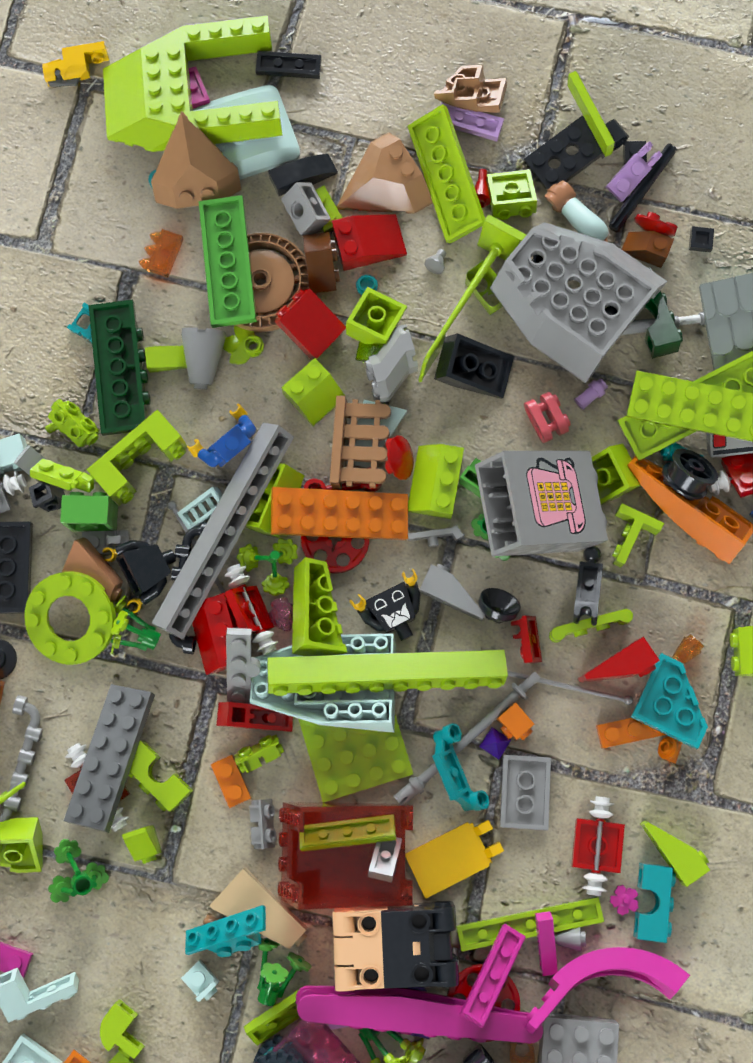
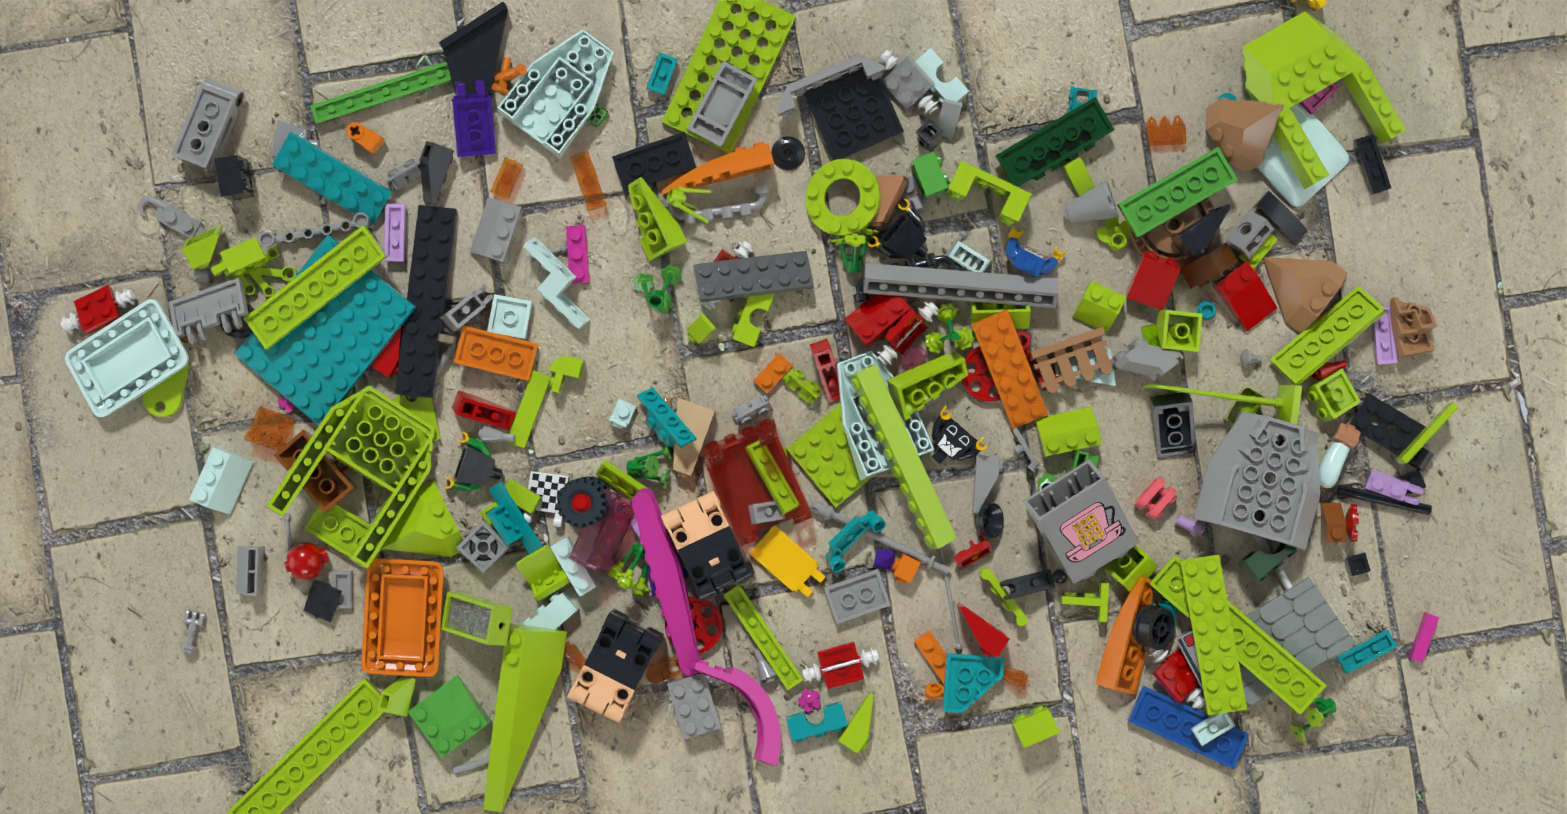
camera: 65 degrees right, 10 degrees up
(62, 476) = (948, 142): lime hinge -> none
(72, 423) = (994, 128): lime brick -> none
(240, 665) = (861, 345): light grey hinge -> none
(283, 260) = (1199, 234): none -> black slope
(400, 457) = (1074, 396): red dish -> none
(492, 975) = (717, 624): dark pink tile -> none
(546, 943) = (755, 654): dark pink piece -> none

